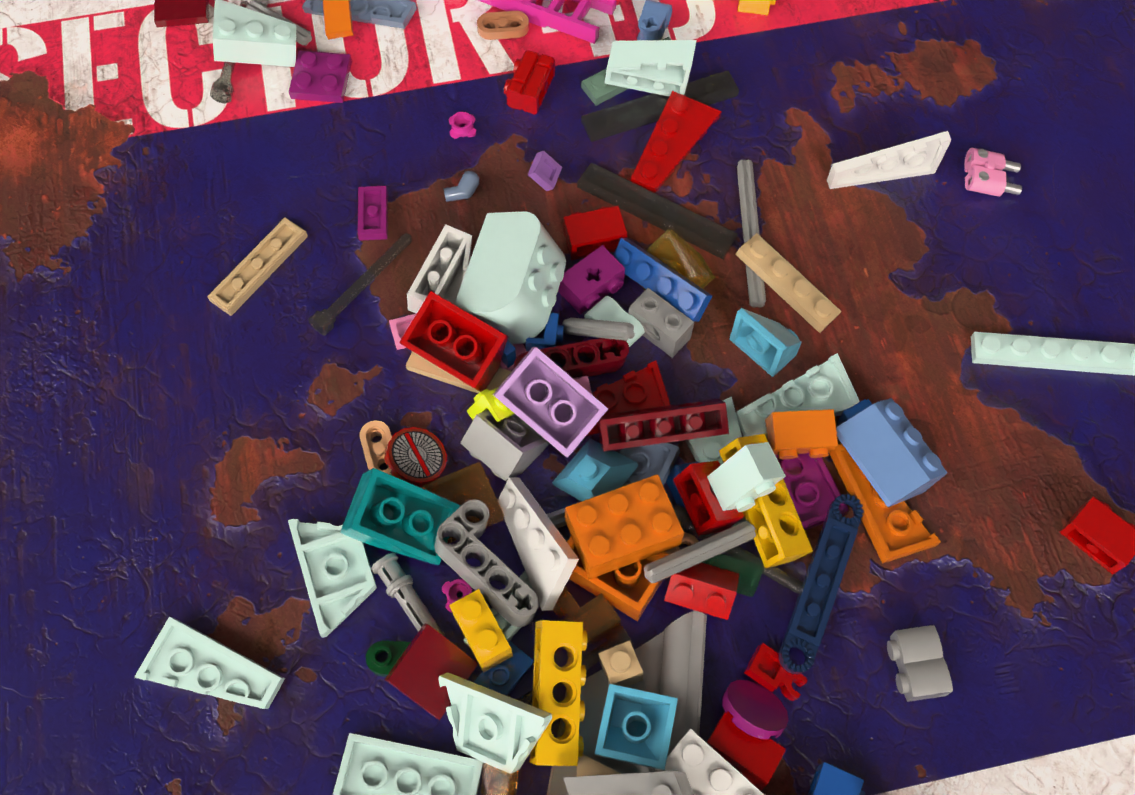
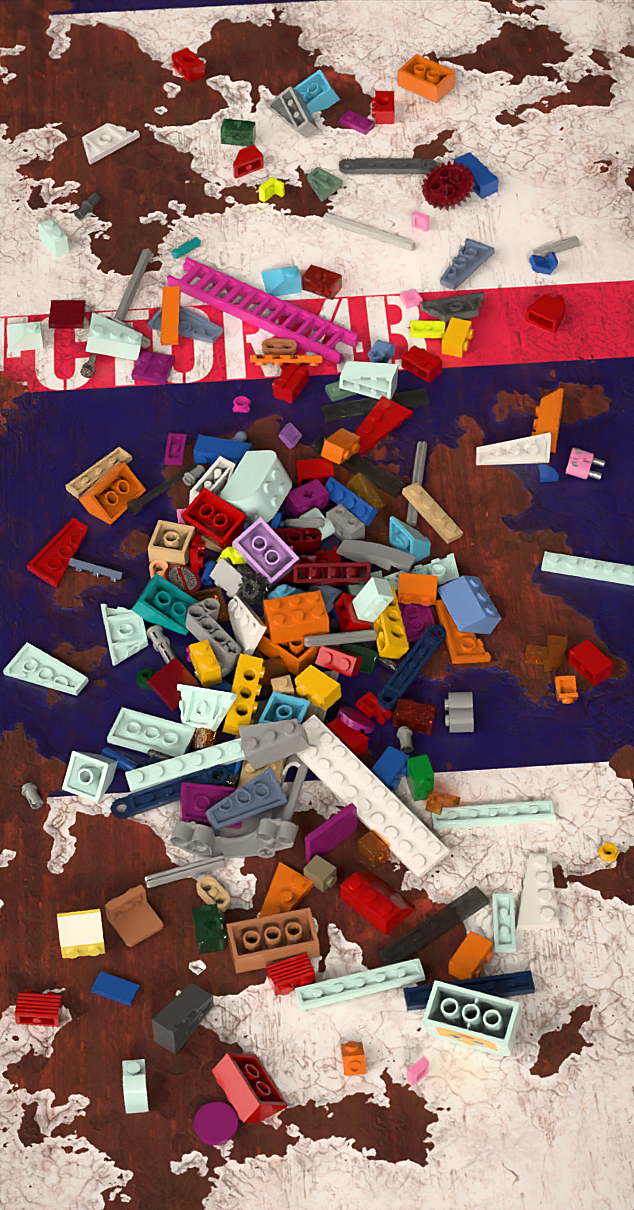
camera: 10 degrees right, 15 degrees down
(121, 45) = (24, 336): none -> light aqua slope
(206, 430) = (54, 558): none -> red wing
(276, 448) = (98, 569): none -> plate
(282, 303) = (111, 492): none -> orange slope
(390, 390) = (171, 543): none -> tan brick
(403, 261) = (191, 477): none -> light grey pin
(433, 208) = (209, 449): none -> blue brick
(433, 412) = (196, 557): none -> red wing
(459, 427) = (208, 569): none -> blue pin
(506, 45) = (261, 359): none -> orange wing
(541, 471) = (247, 588): none -> clear smoke gear
(629, 185) = (340, 446): none -> orange brick
(681, 661) = (317, 687): none -> yellow brick
(717, 31) = (422, 363): none -> red brick
(727, 372) = (376, 554): none -> light grey slope
(840, 731) = (404, 735): none -> light grey pin
(848, 682) = (415, 715): none -> clear red brick
(927, 100) = (549, 416): none -> orange slope
(939, 193) = (547, 473): none -> blue tile
(1038, 525) = (551, 656): none -> clear orange brick
(1078, 594) = (566, 689): none -> orange bracket

